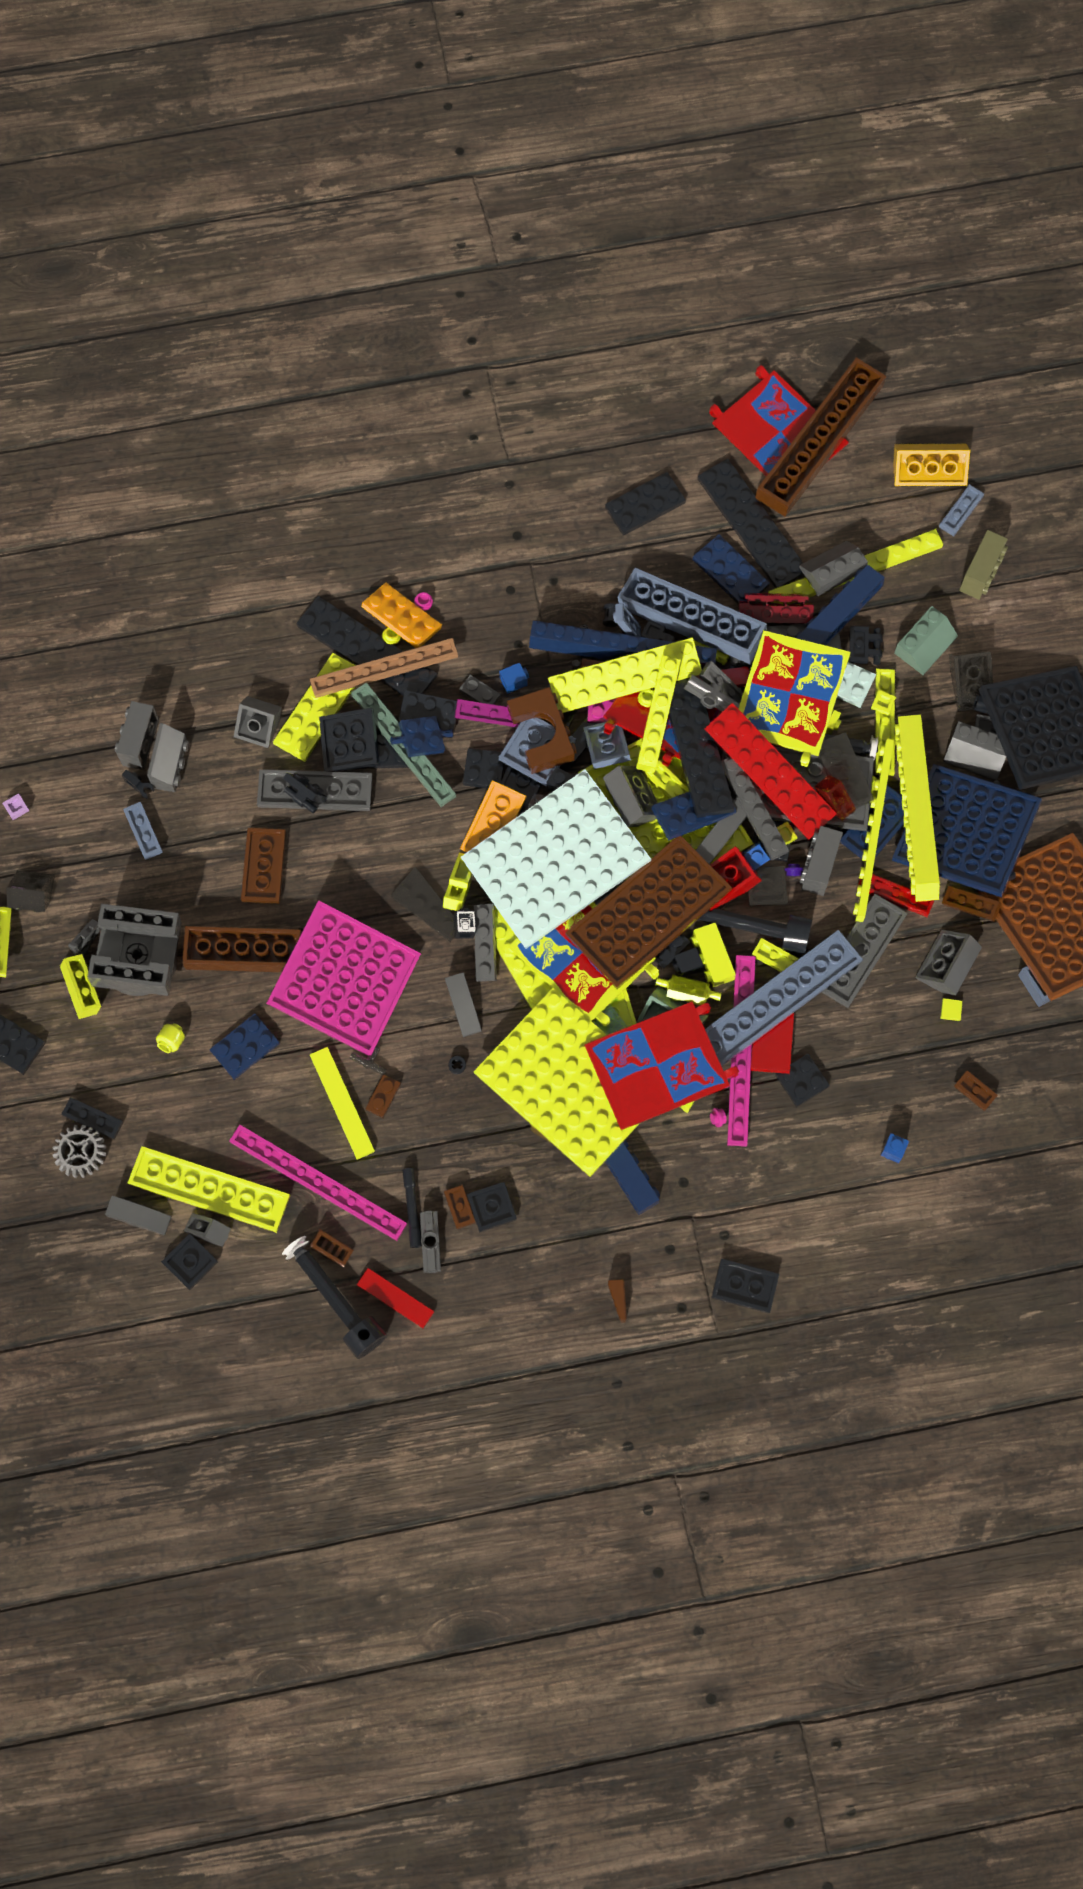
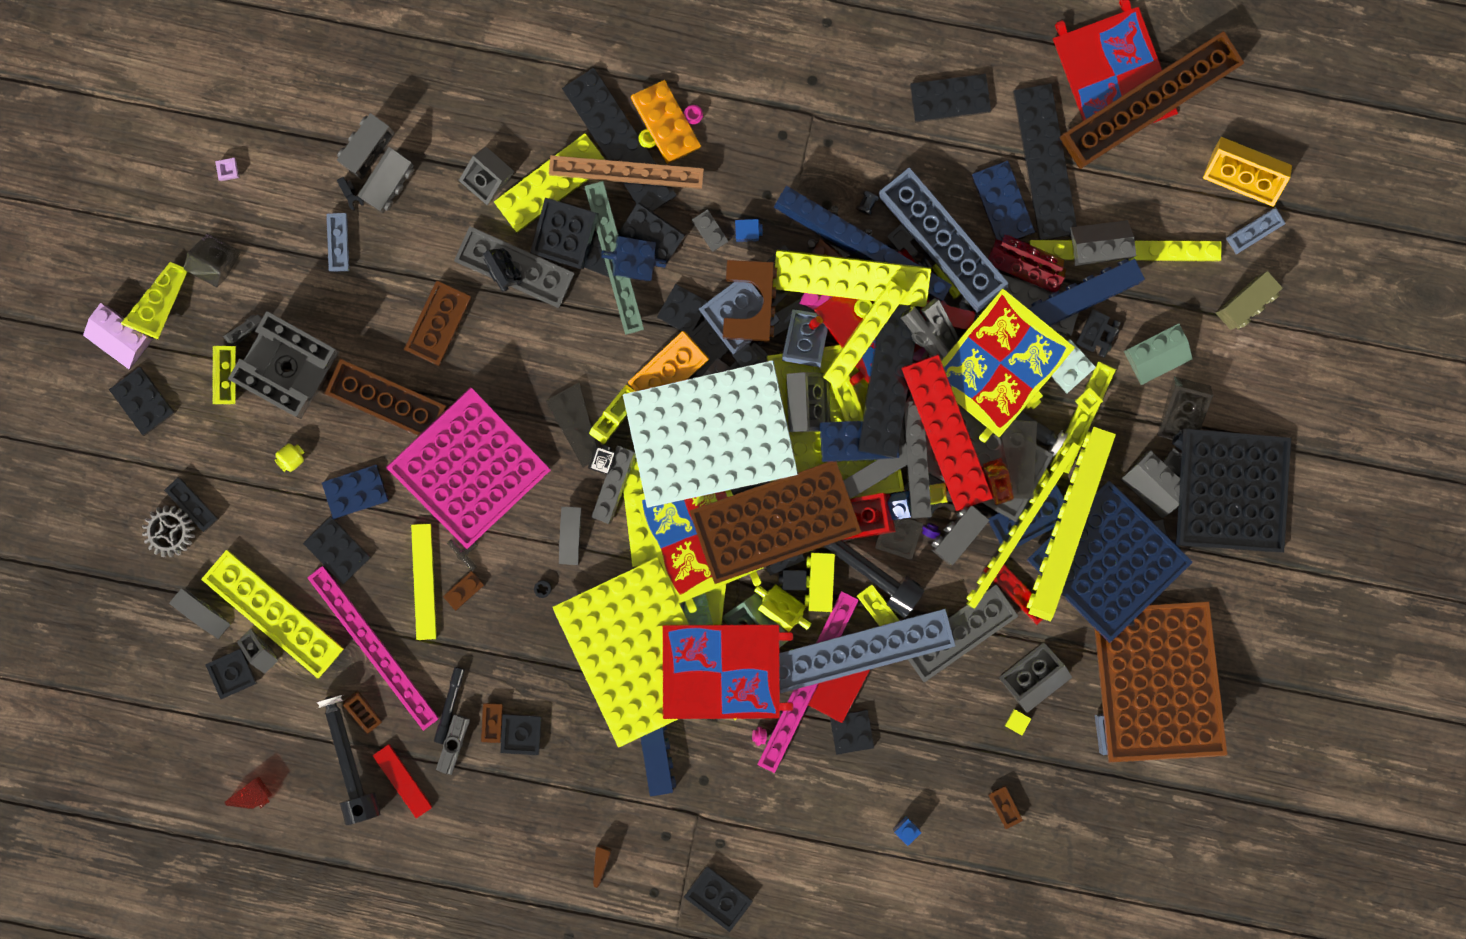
camera: 20 degrees right, 15 degrees up
(248, 1107) = (337, 550): none -> black plate
(252, 1371) = (251, 795): none -> clear red slope
(483, 713) = (702, 255): magenta plate -> none
(626, 621) = (877, 223): sand blue plate -> none
(971, 903) = (1081, 633): reddish brown plate -> none

